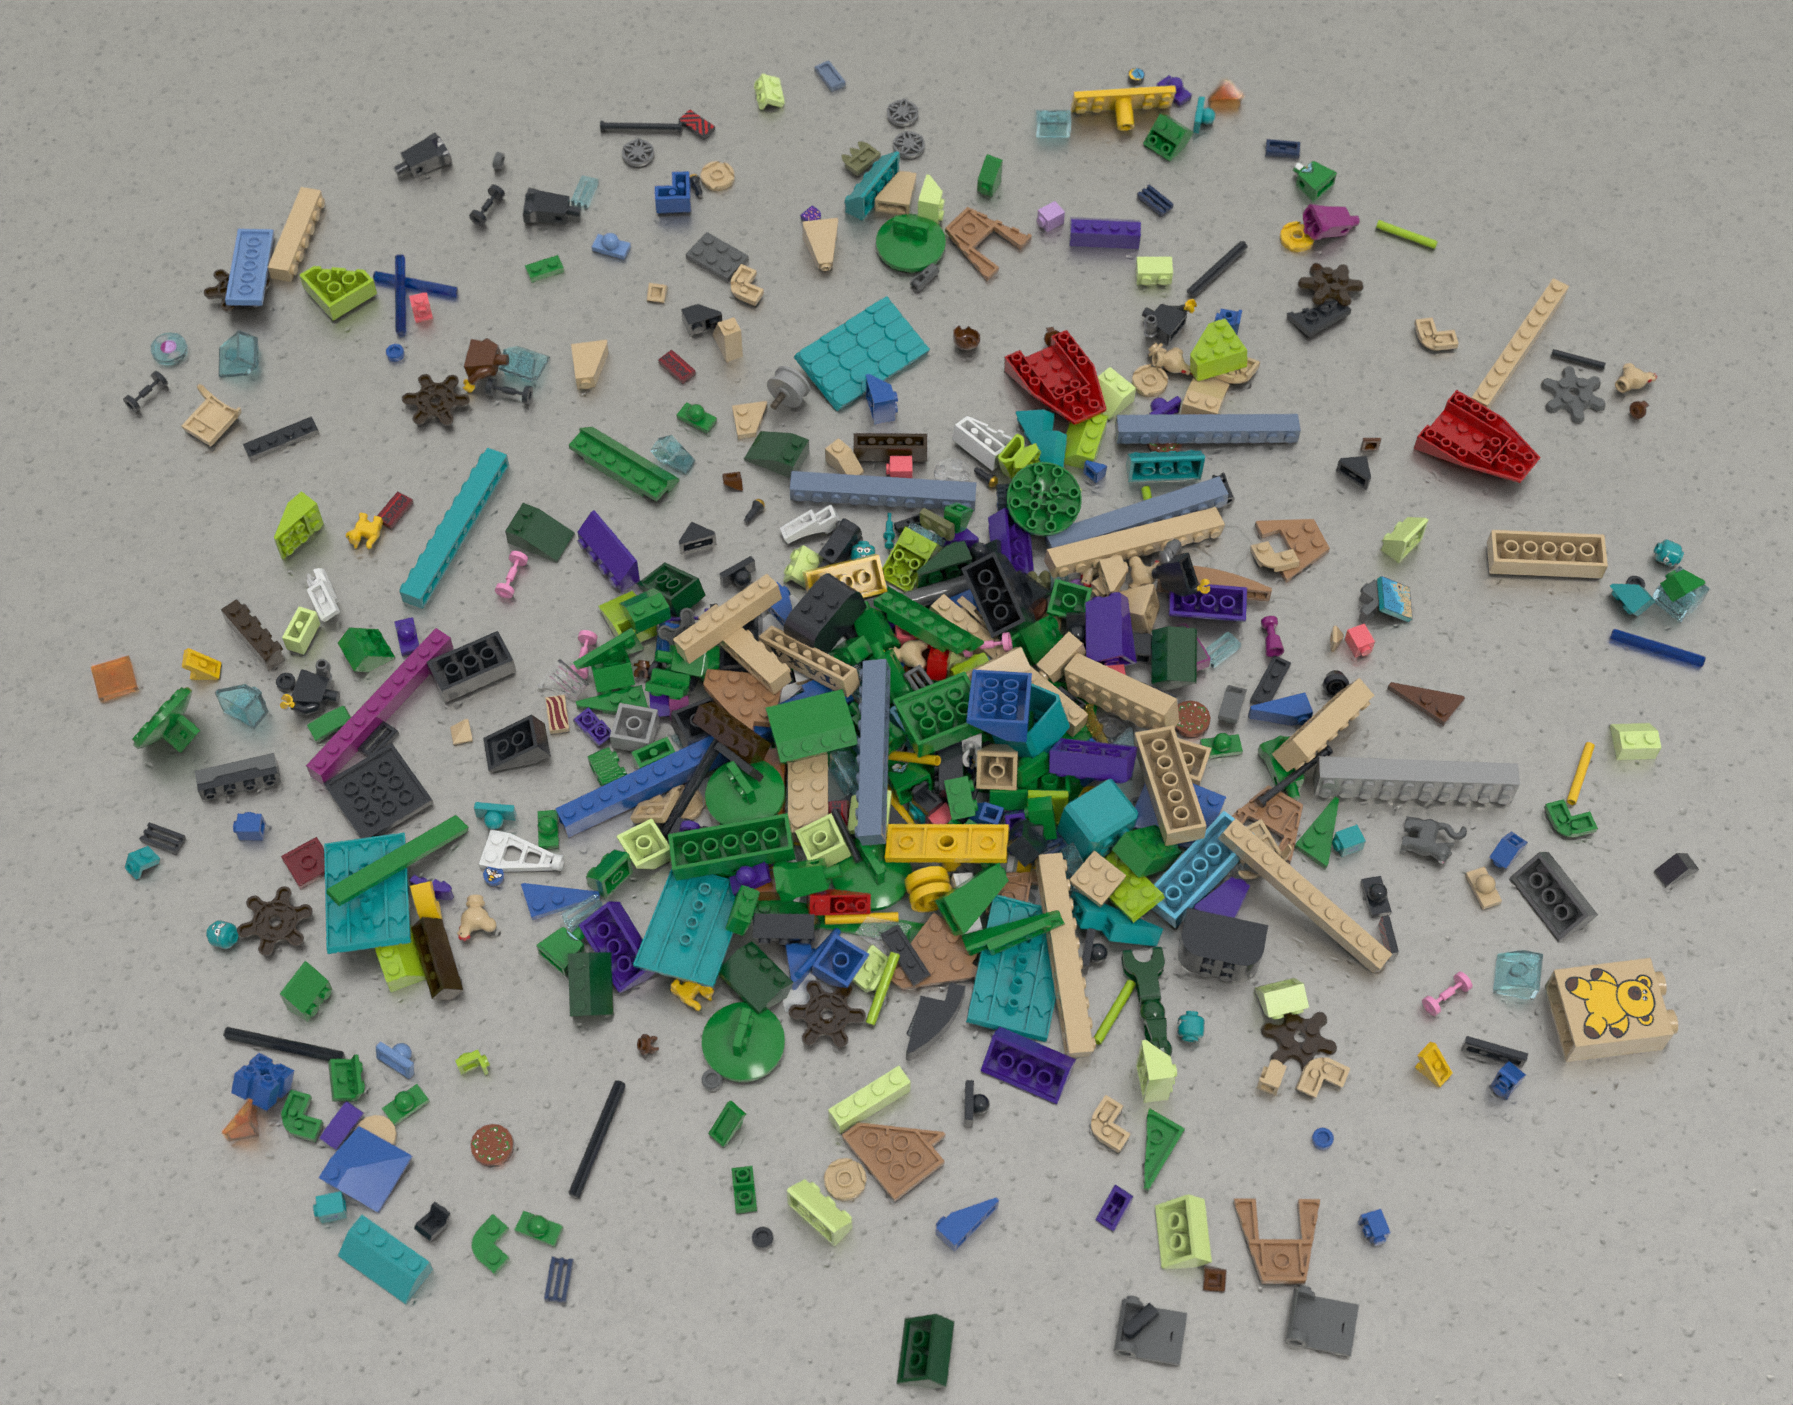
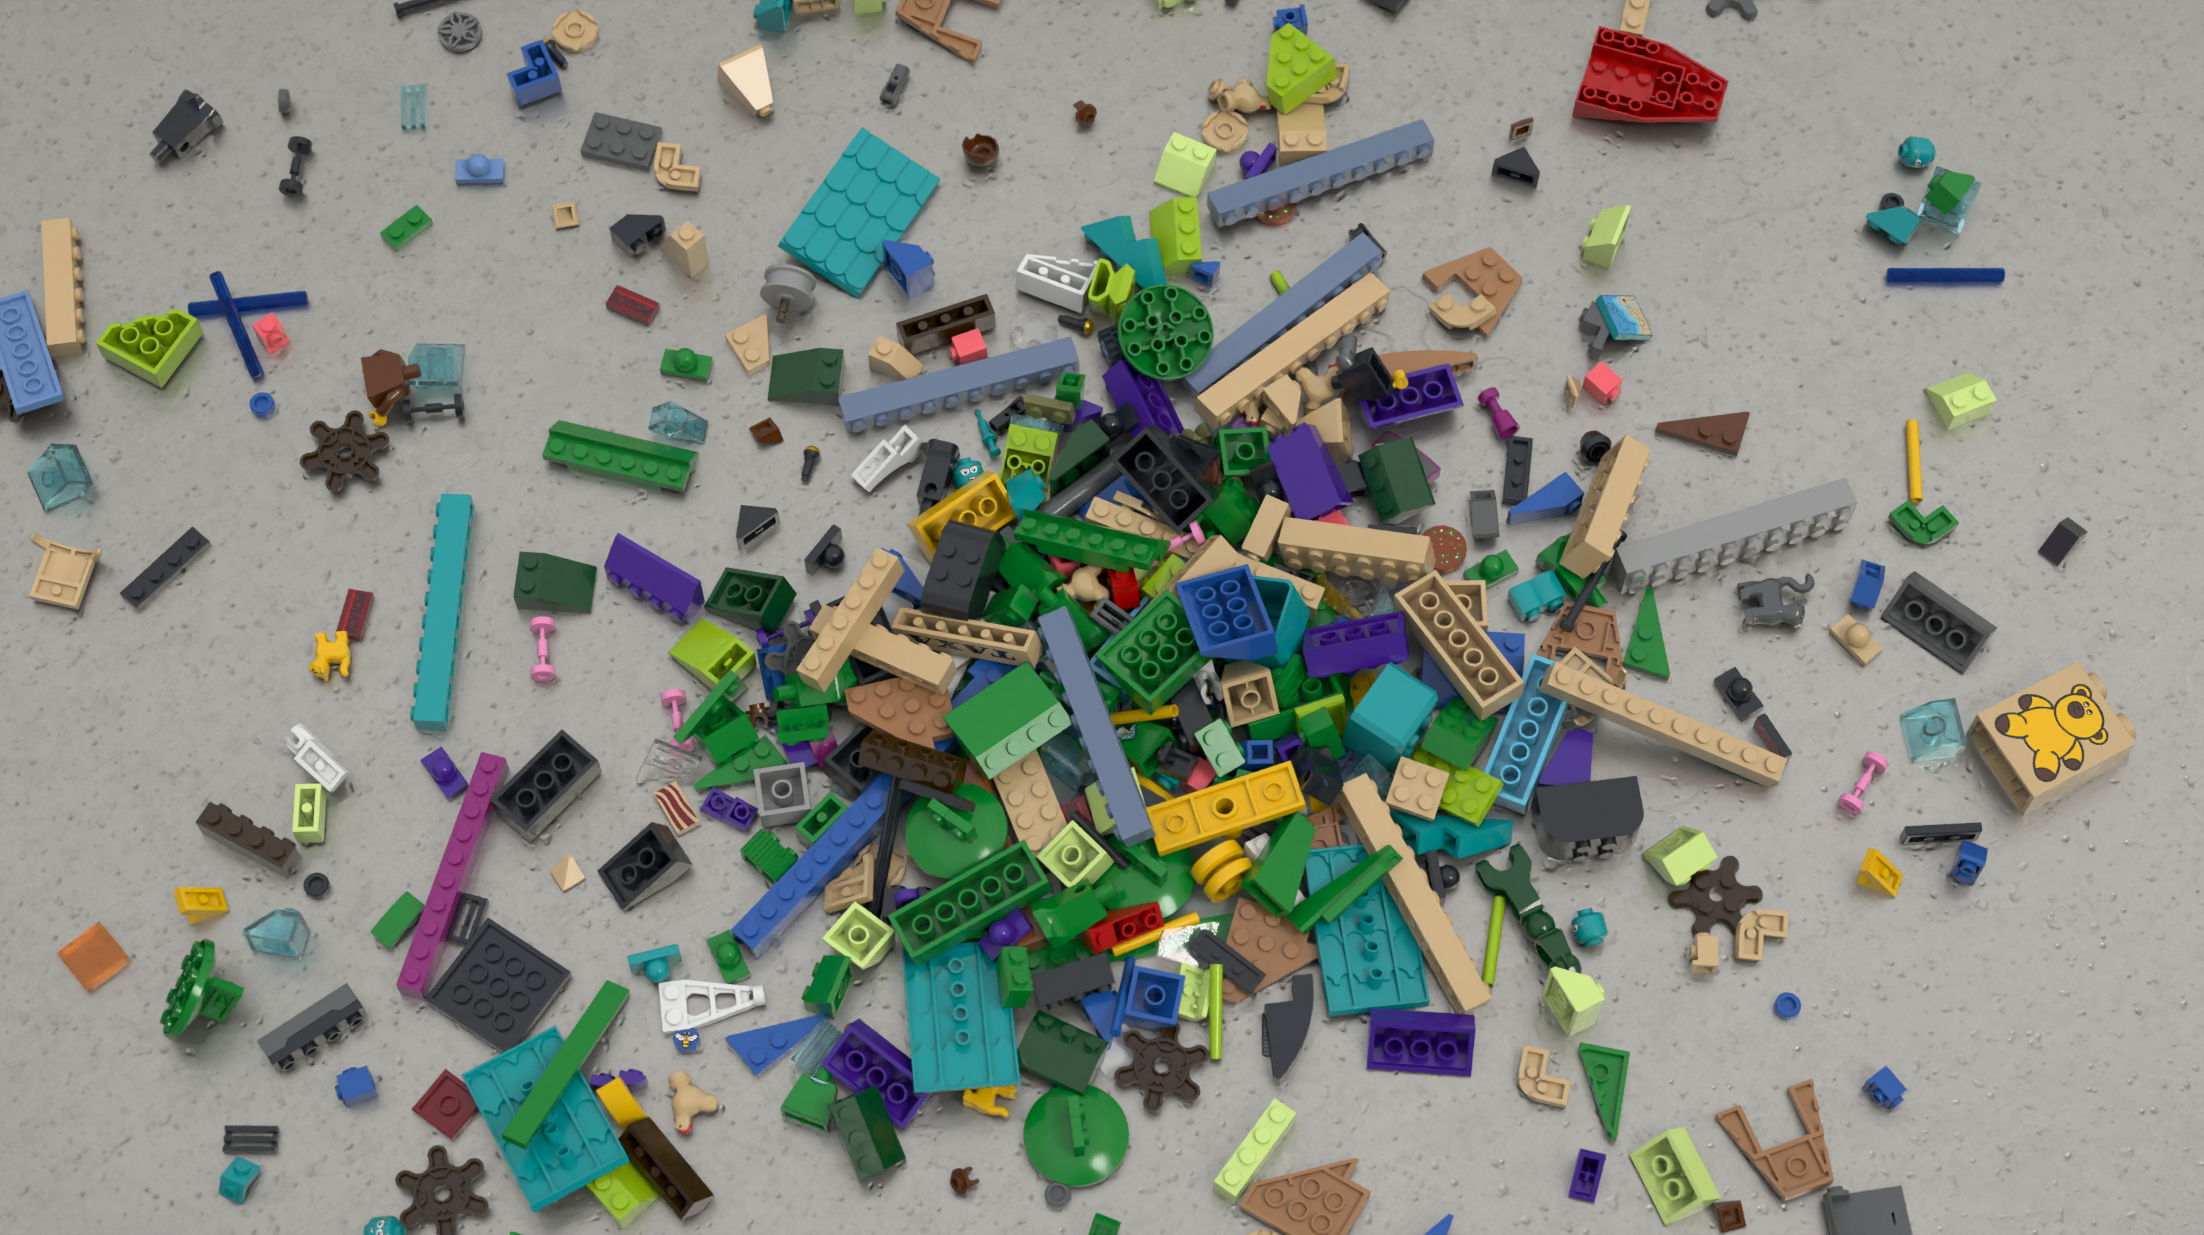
camera: 20 degrees left, 5 degrees up
(297, 524) = (244, 671): lime slope -> none
(312, 691) = (358, 886): black torso -> none
(365, 649) = (400, 808): green slope -> none
(548, 207) = (377, 144): black piece -> none
(589, 362) = (518, 337): tan slope -> none
(646, 610) = (737, 639): green slope -> none
(801, 560) = (896, 511): yellowish green bracket -> none
(810, 214) = (718, 47): dark purple tile -> none
(897, 576) = (1025, 491): none -> teal slope
(910, 242) = (858, 44): green bracket -> none
(973, 1103) = (1376, 1111): black tile -> none
(1060, 378) = (1118, 166): red wedge -> none
(1165, 466) = (1288, 237): teal slope -> none
(1166, 320) = (1216, 46): black torso -> none
(1227, 653) = (1461, 436): clear light blue tile -> none
(1248, 774) = (1536, 596): none -> teal brick
(1348, 841) = (1683, 637): teal brick -> none
(1547, 554) = (1779, 201): tan brick -> none

